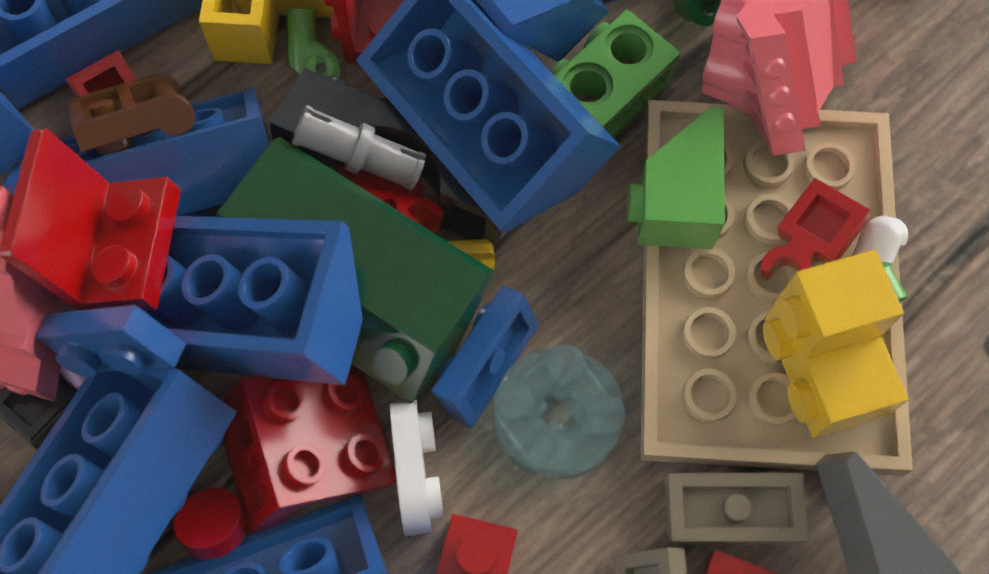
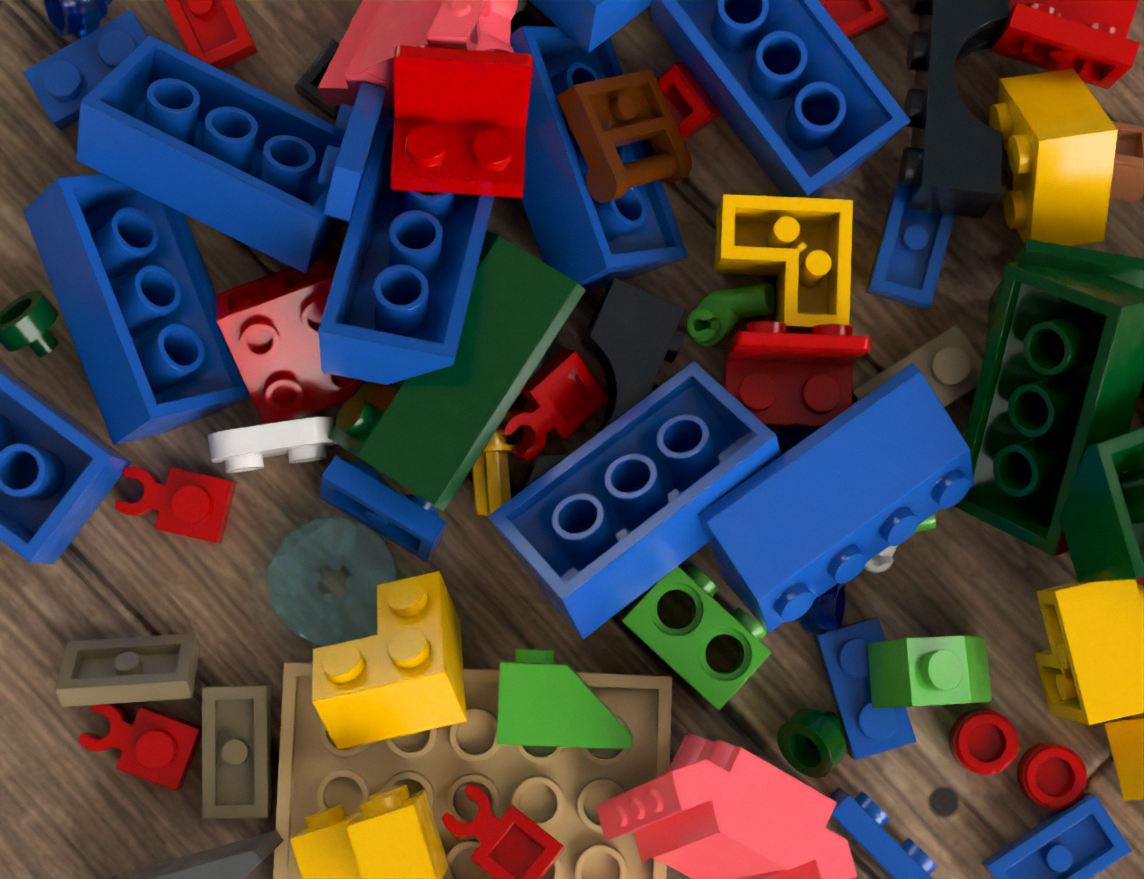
camera: 90 degrees right, 15 degrees up
(211, 523) = (220, 261): red tile -> none
(359, 148) = (583, 370): light grey pin -> none
(655, 313) = (400, 678): none -> yellow brick

